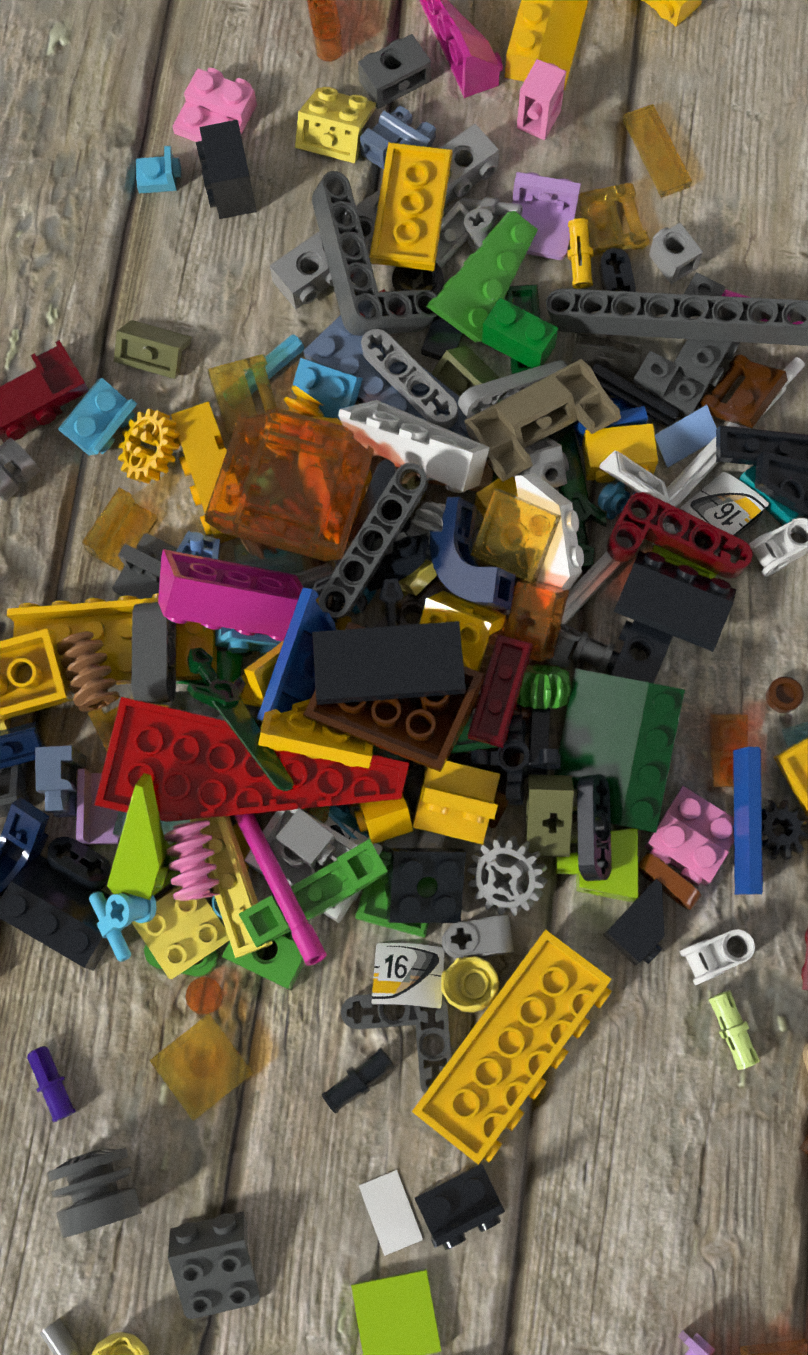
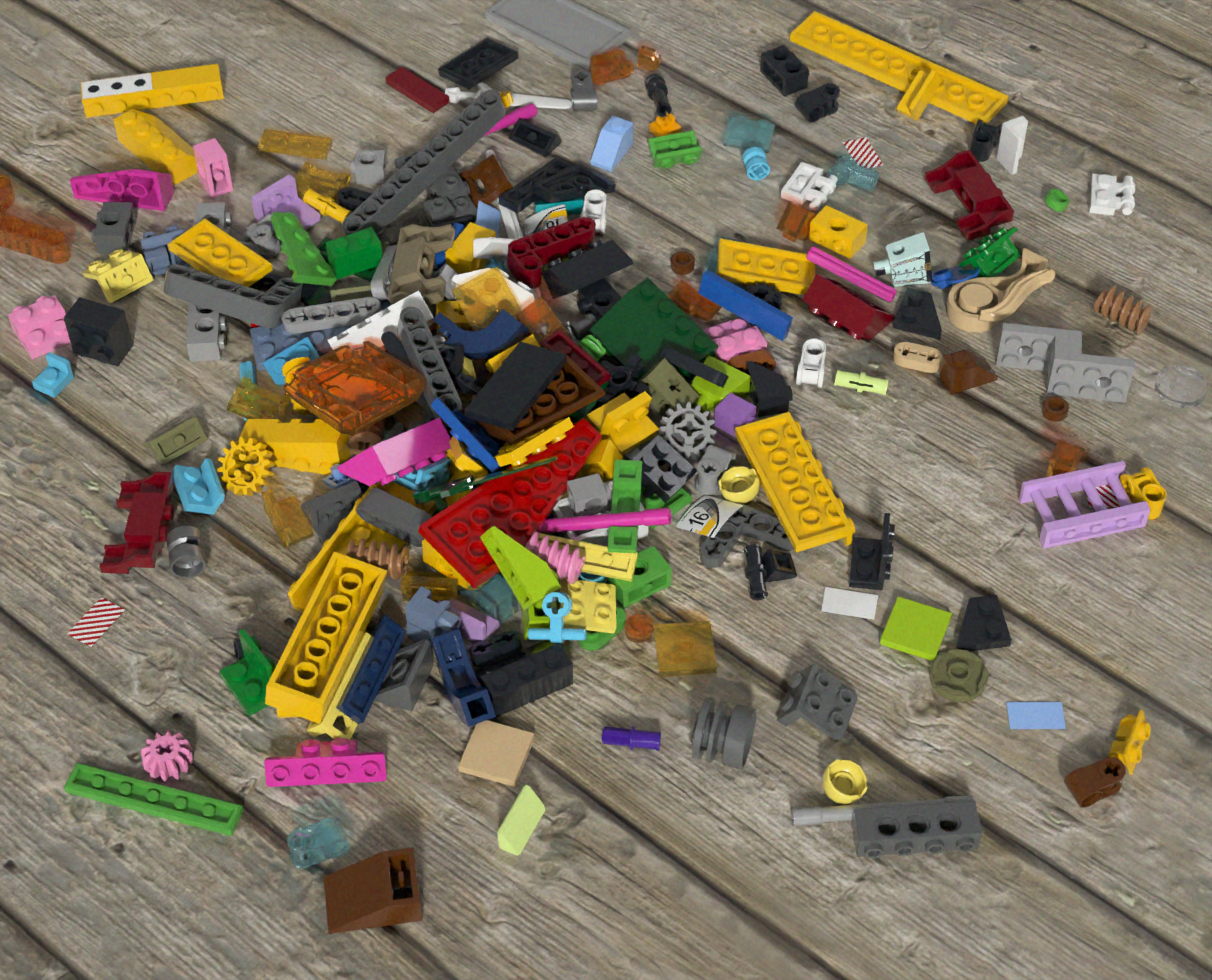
camera: 60 degrees left, 25 degrees down
(388, 1099) = (778, 566): none -> black slope
(574, 914) = (734, 413): none -> medium lavender brick

